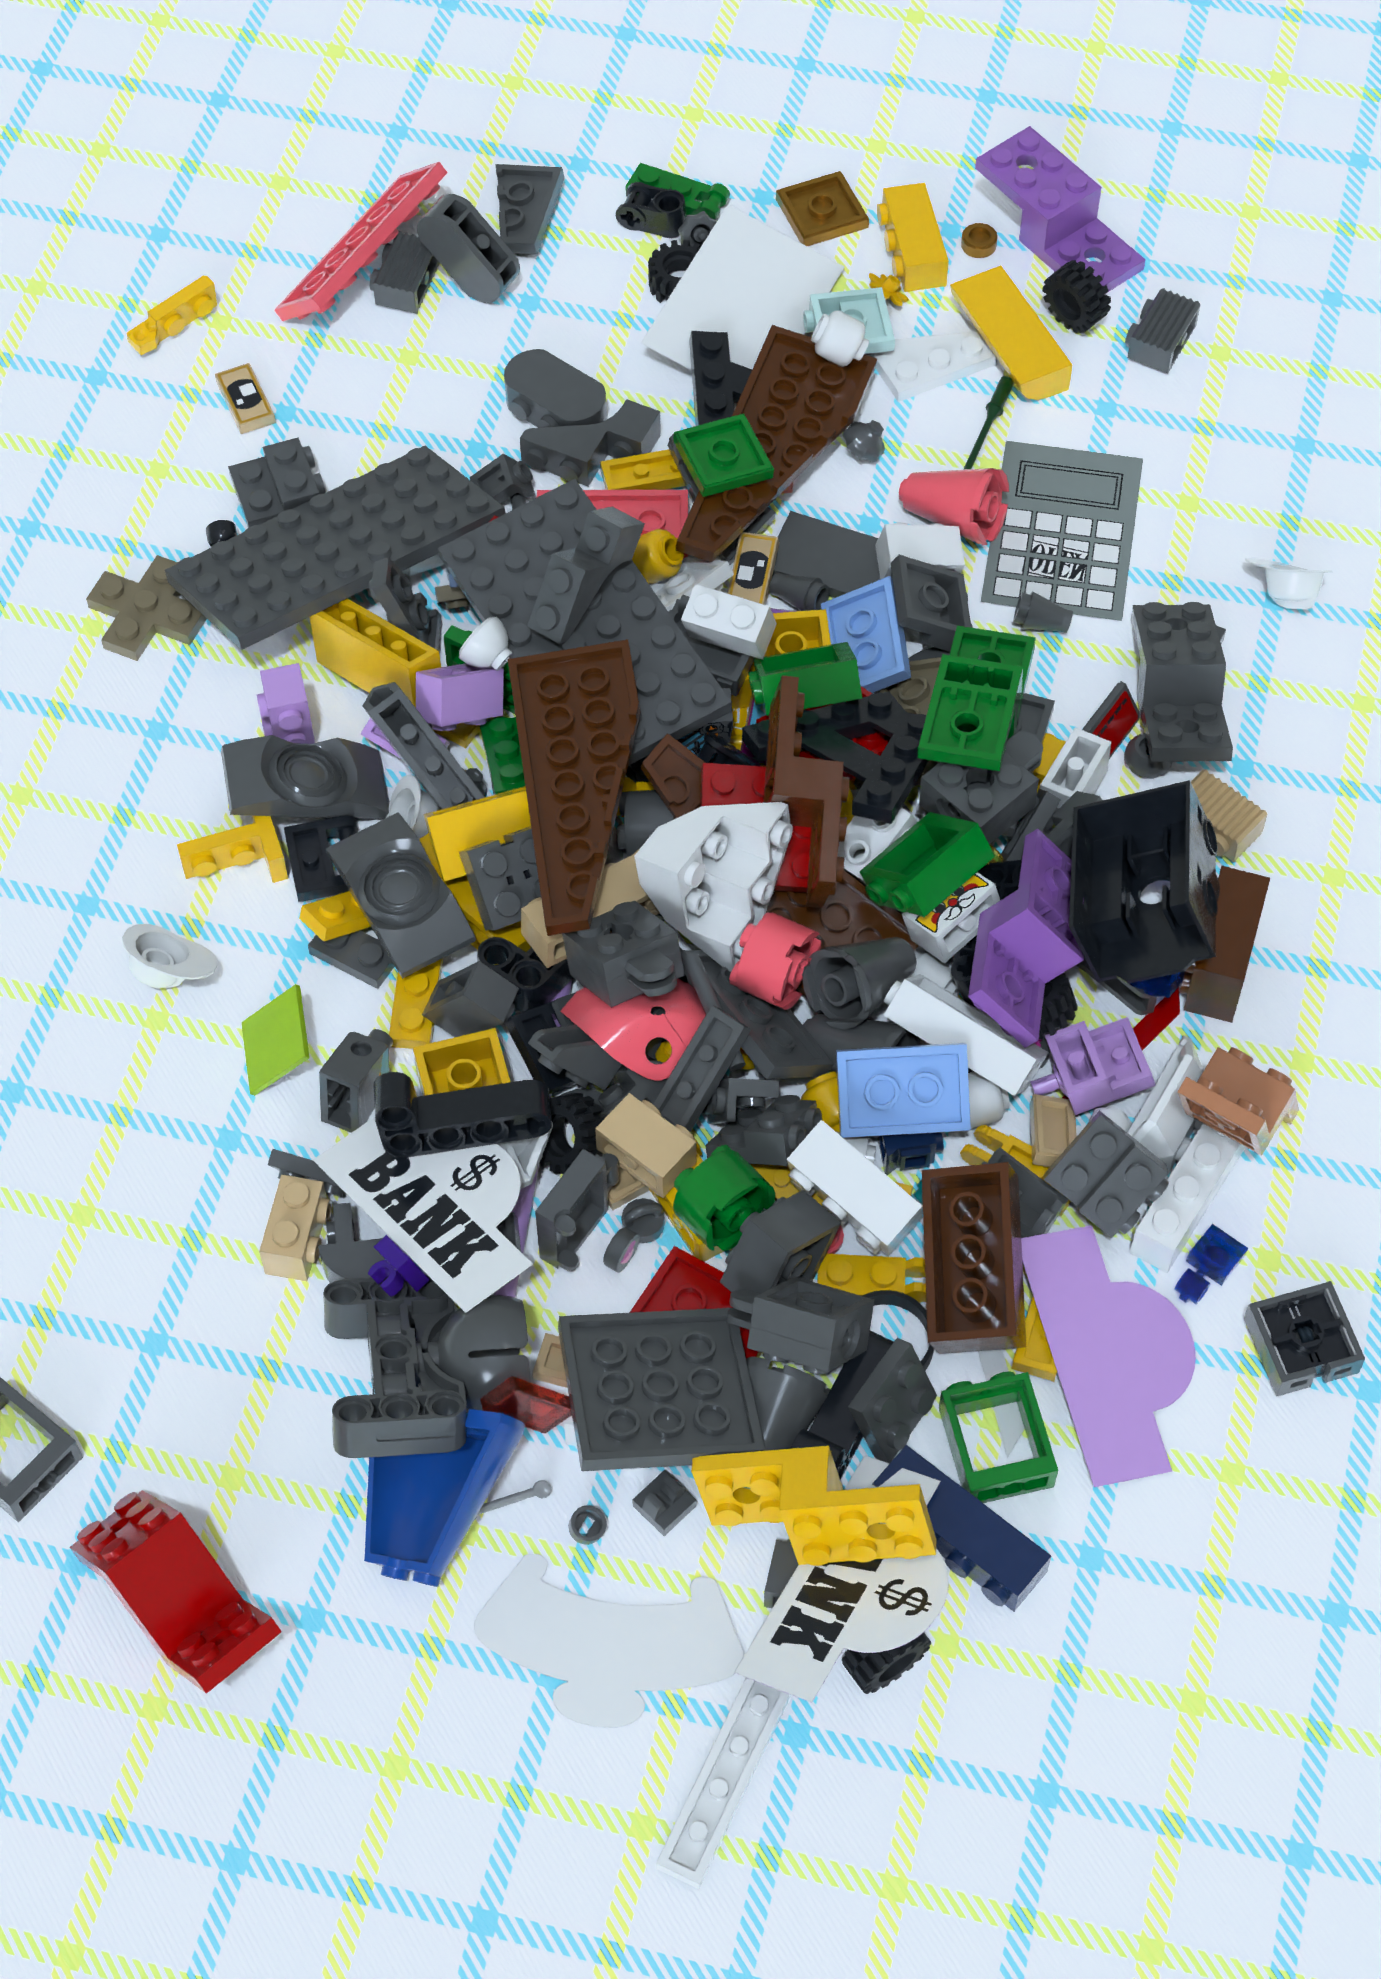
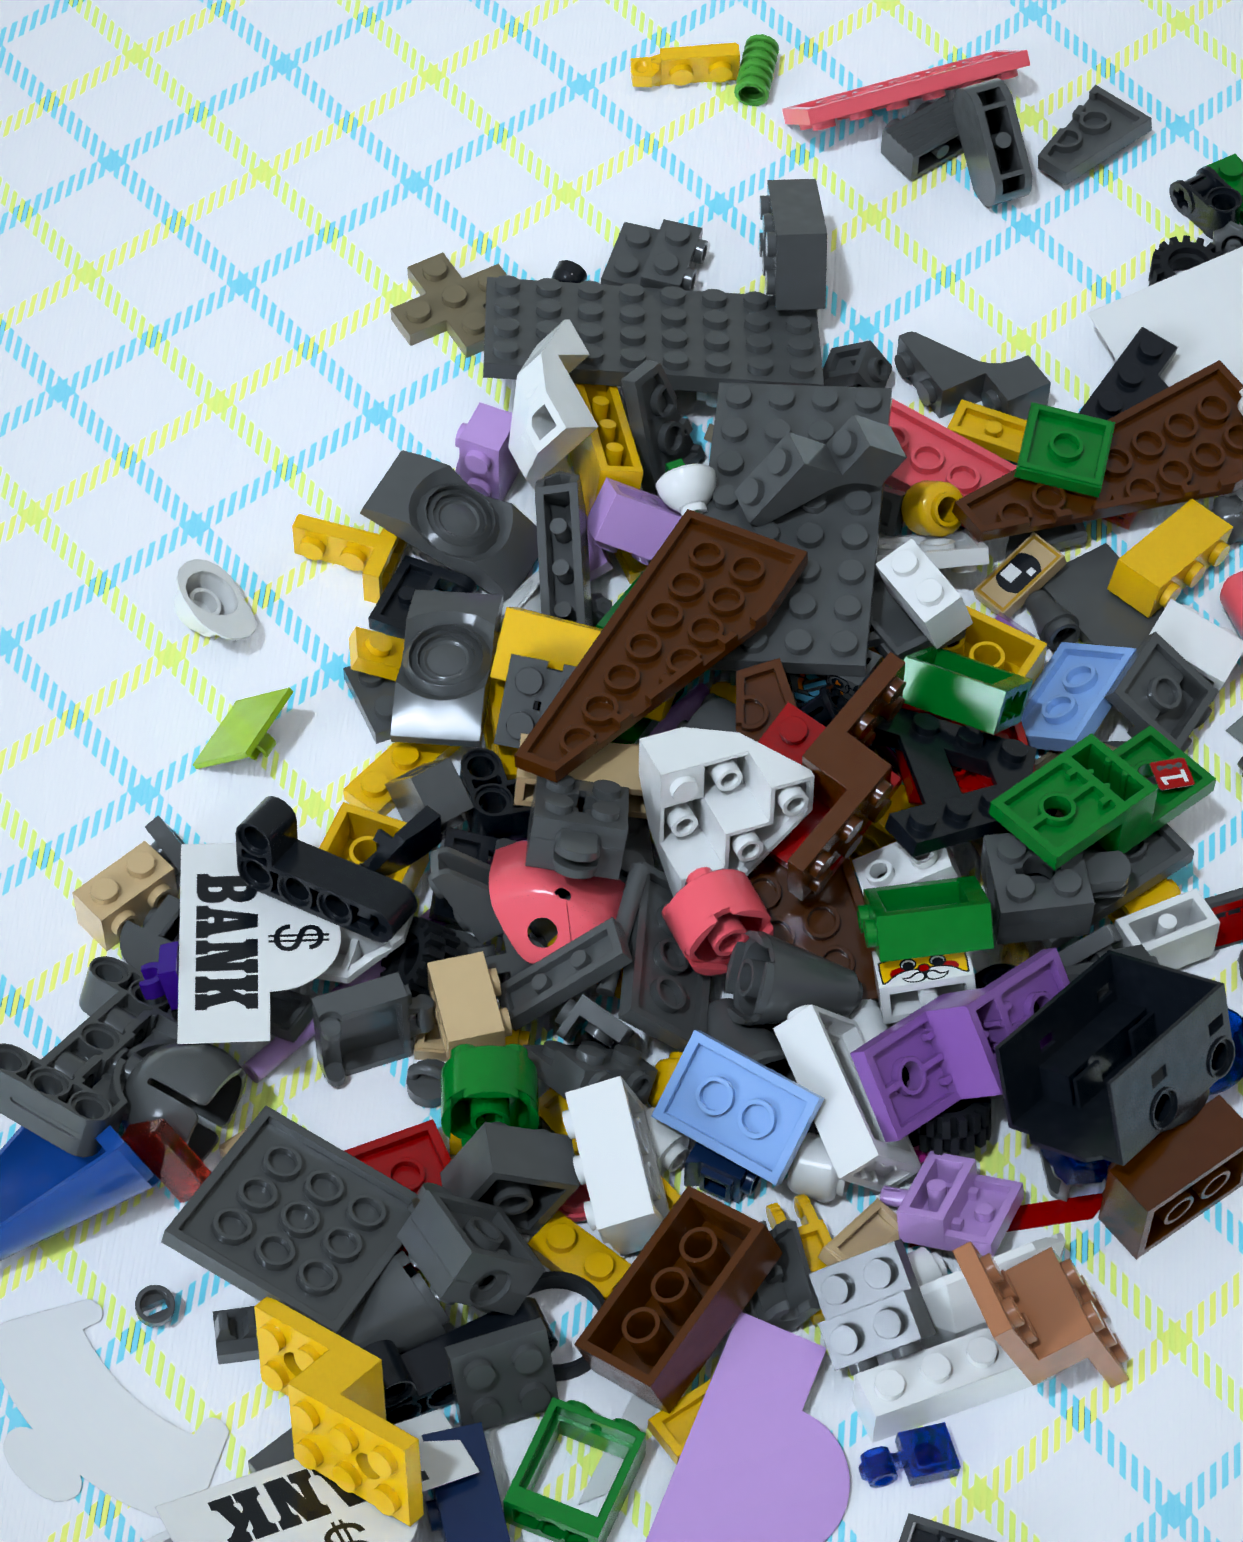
camera: 35 degrees right, 5 degrees down
(231, 289) = (756, 70): none -> bright green piece
(245, 398) = (691, 172): tile -> none
(324, 642) = (547, 406): none -> white brick
(349, 1079) = (291, 781): dark grey torso -> none
(389, 409) = (793, 244): none -> dark grey brick
(490, 1062) = (407, 845): none -> black slope
(541, 1489) = (146, 1252): light grey hinge -> none
(552, 391) = (969, 312): dark grey brick -> none
(621, 1249) = (386, 1093): dark grey tile -> none
(852, 495) = (1171, 558): none -> yellow brick
(1003, 651) = (1172, 773): none -> red sticker

